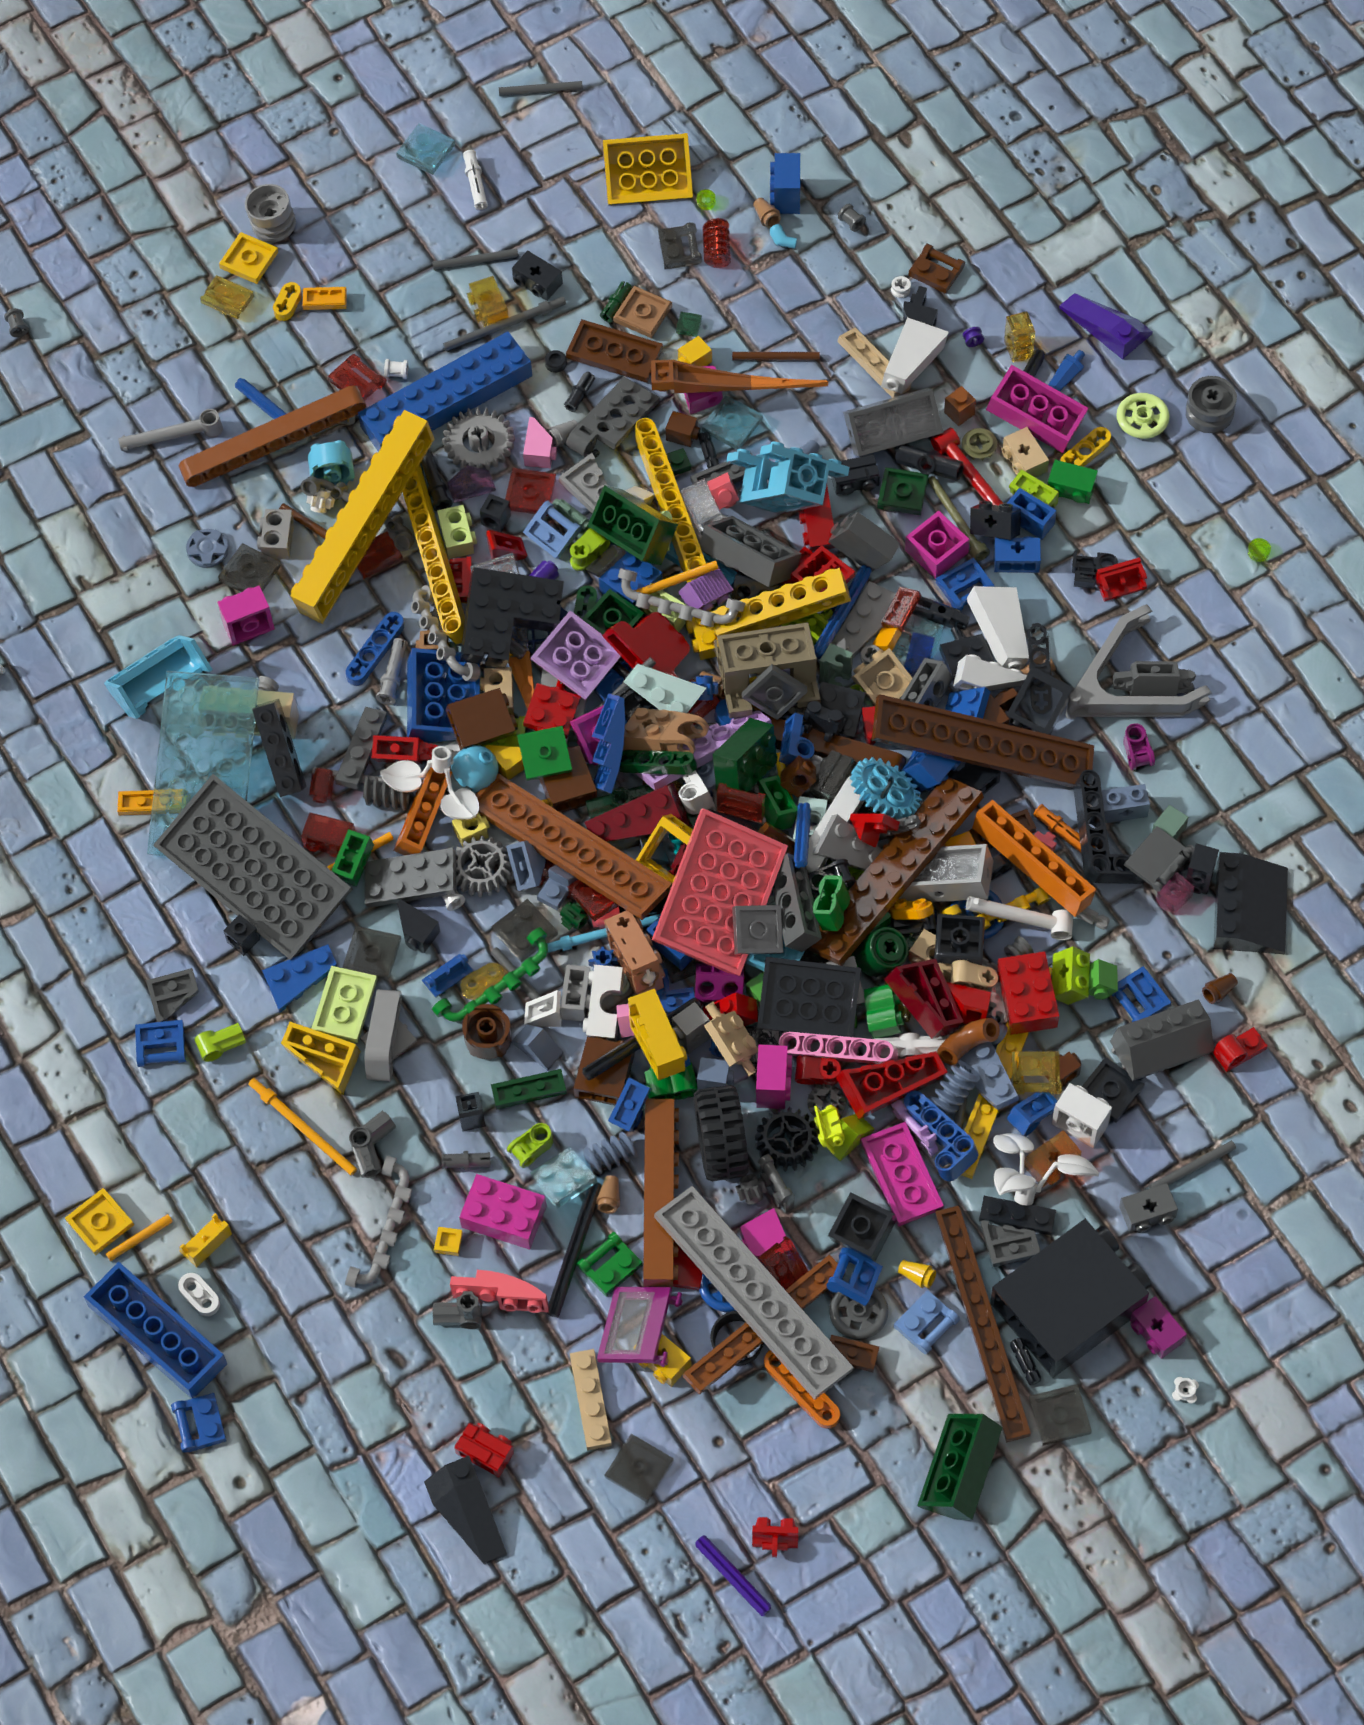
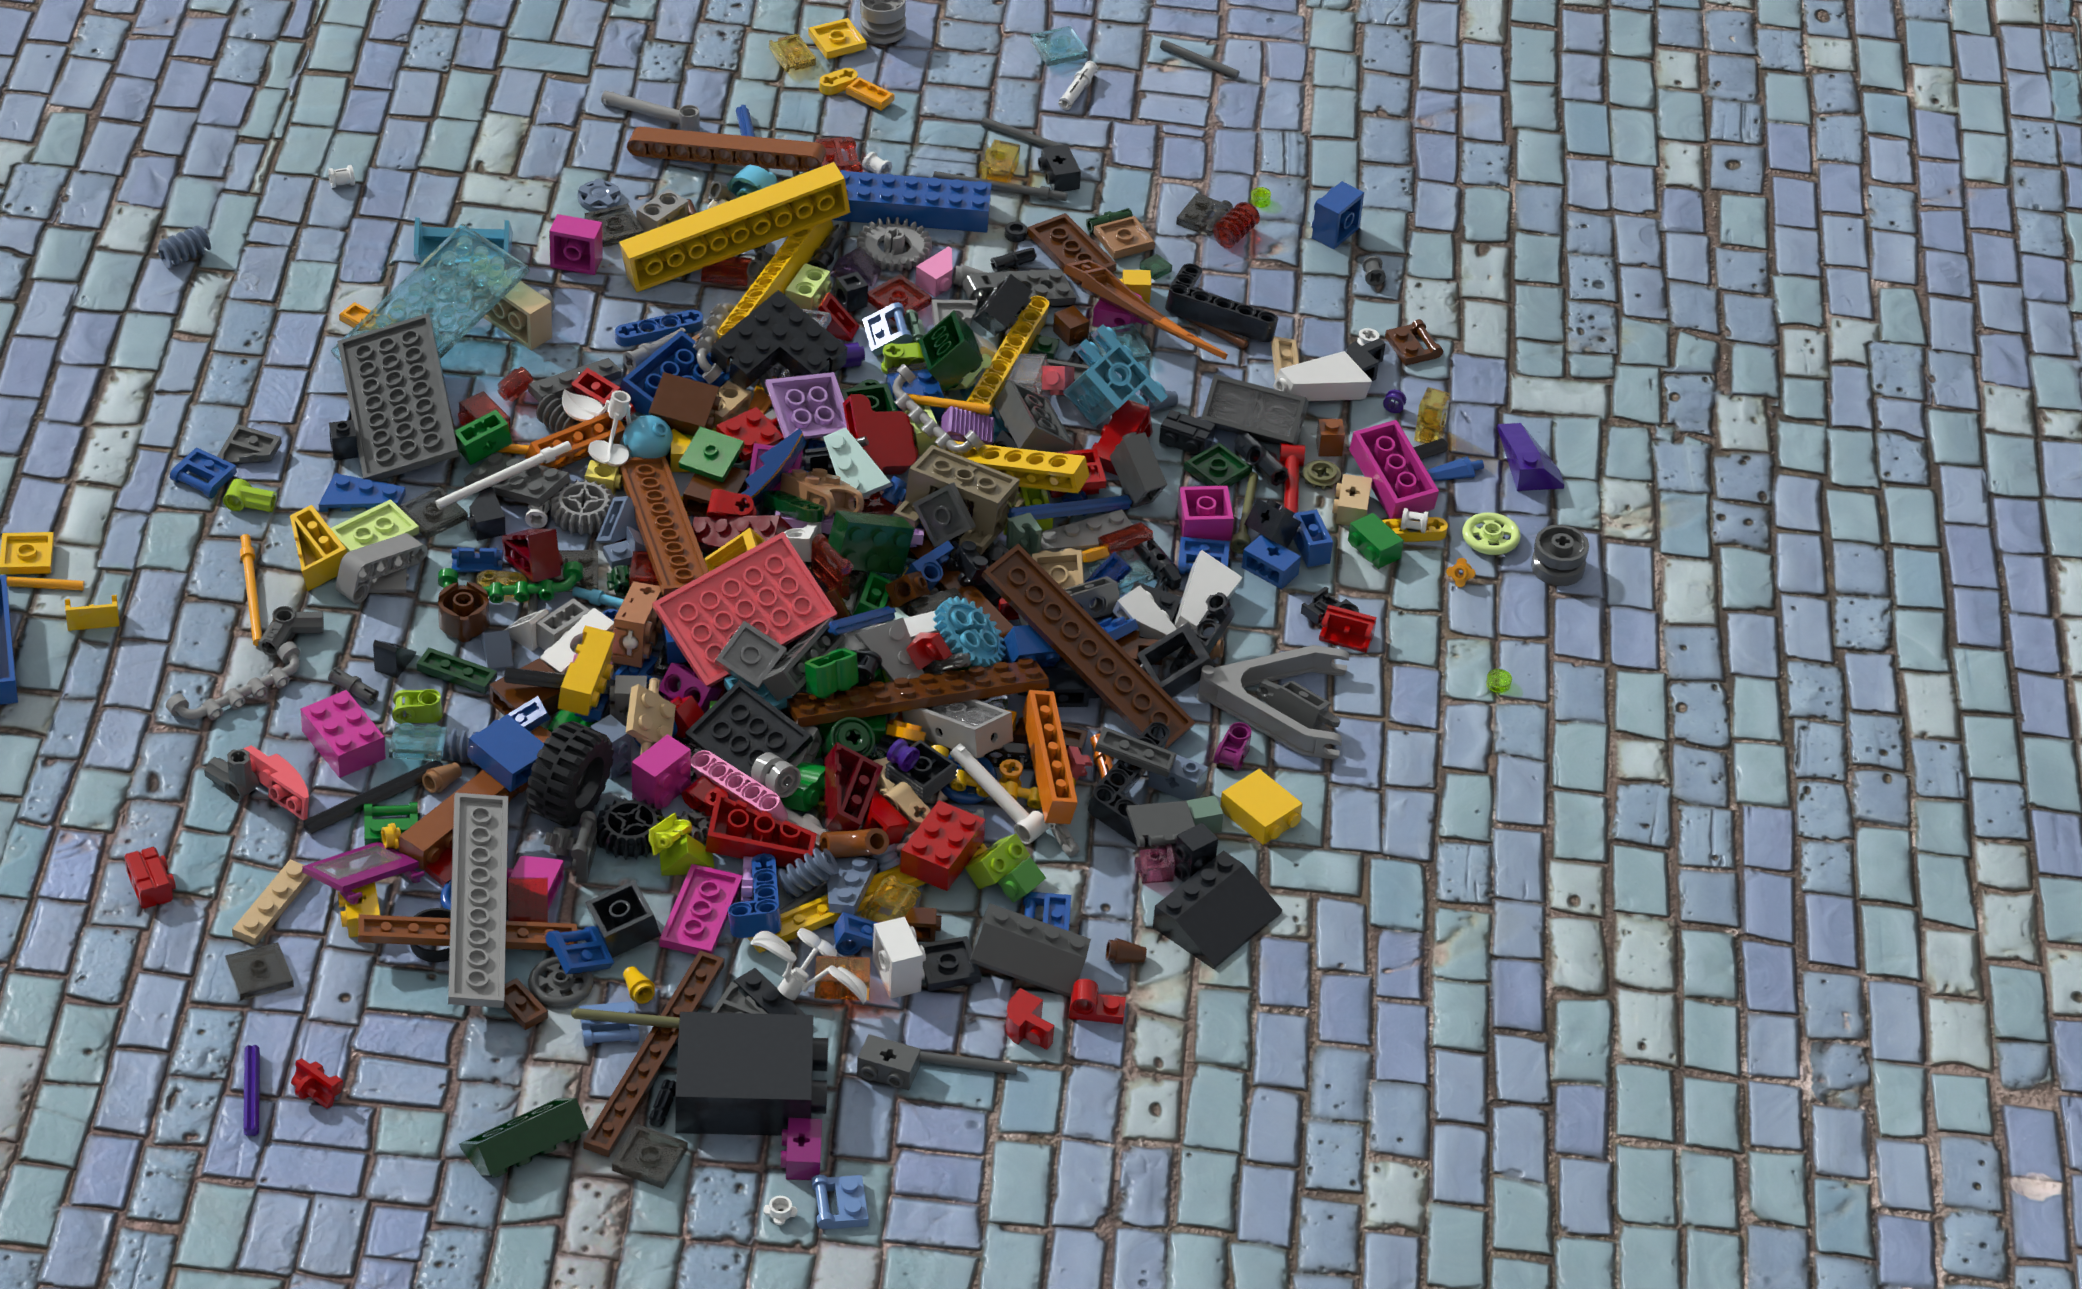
camera: 30 degrees right, 20 degrees down
(199, 1295) = (47, 643): white plate -> none
(279, 747) = (502, 330): black brick -> none
(423, 845) = (546, 455): none -> white bar
(448, 1241) = (278, 728): yellow plate -> none
(461, 1501) = (92, 907): black wedge -> none
(494, 942) = (534, 553): none -> dark red wedge
(608, 797) = (729, 504): none -> red piece
(627, 450) = (1003, 304): none -> black brick
(629, 1279) = (390, 836): none -> yellow plate
(647, 168) = (1231, 148): yellow slope -> none
(655, 1145) = (505, 751): none -> blue brick
(766, 212) = (1302, 231): medium nougat cone -> none
(775, 341) = (1189, 302): none -> black beam
(780, 237) = (1296, 253): medium azure arm -> none
(814, 1408) = (450, 1017): orange plate -> none
(869, 1023) = (776, 774): none -> light grey wheel
(948, 941) = (903, 755): none -> dark purple wheel
(992, 1278) = (625, 1018): none -> olive piece
(1009, 889) = (1007, 773): none -> light orange bush
(1035, 488) = (1336, 526): lime hinge -> none
(1089, 445) = (1407, 522): none -> white bush
(1093, 811) = (1135, 752): none -> dark grey tile
(1154, 463) = (1467, 570): none -> light orange plate
(1202, 788) = (1261, 806): none -> yellow brick
(1204, 1103) = (1026, 1020): none -> red brick
(1223, 1345) = (849, 1201): none -> medium blue plate

